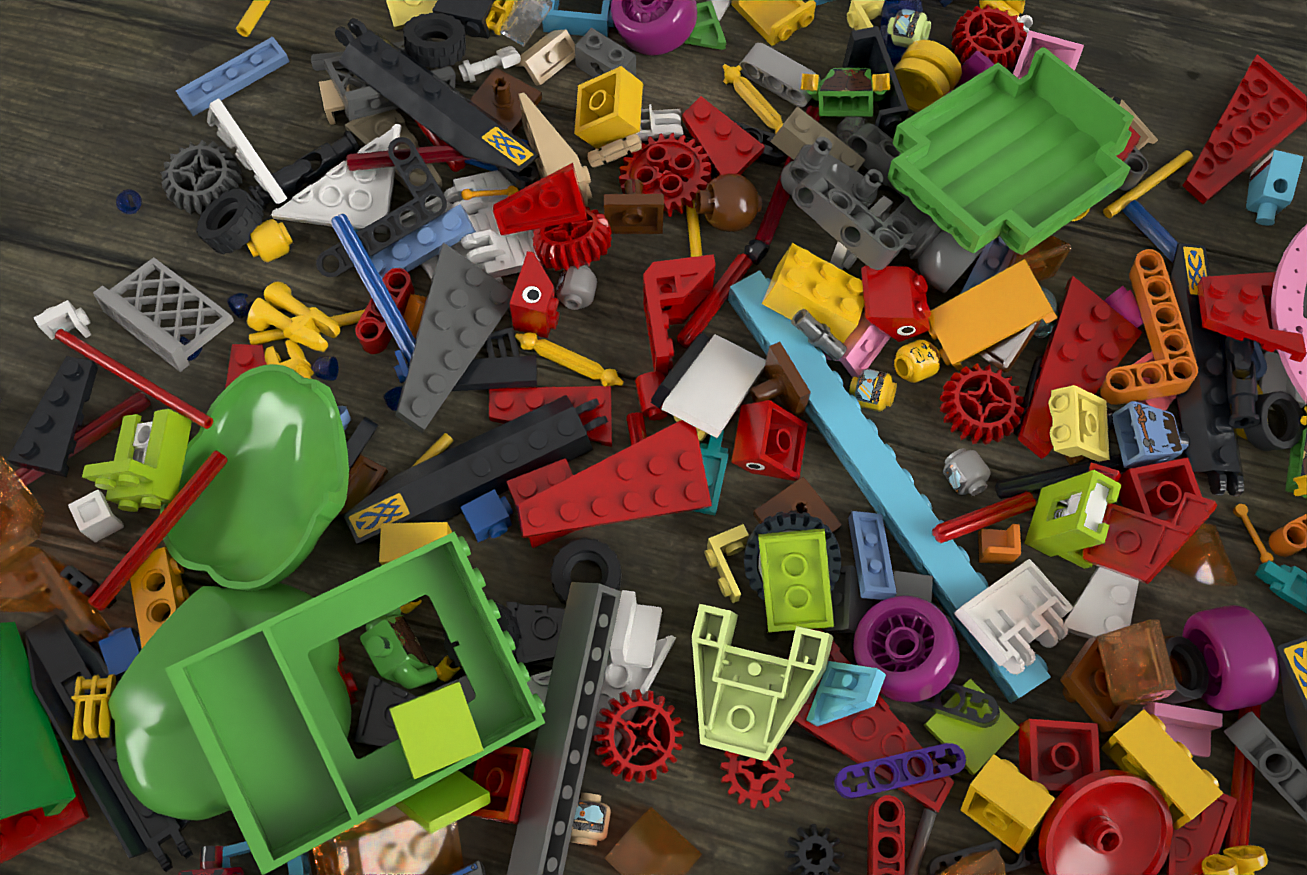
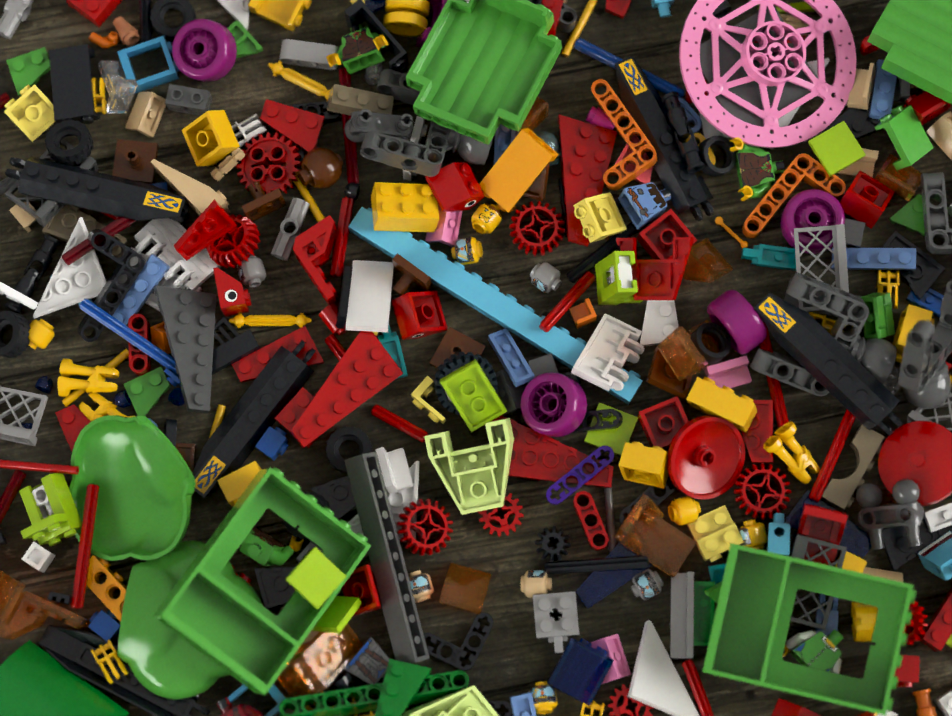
camera: 20 degrees left, 10 degrees up
(363, 373) = (147, 390): none -> bright green wing
(467, 194) = (176, 226): light orange hinge -> none
(506, 57) = (120, 128): white hinge -> none
(666, 247) = (295, 217): none -> light grey piece
(672, 571) = (399, 423): none -> red axle
(818, 334) = (418, 234): dark grey pin -> none
(845, 691) = (529, 446): medium azure wing -> none
(1237, 309) = (665, 98): red wing -> none

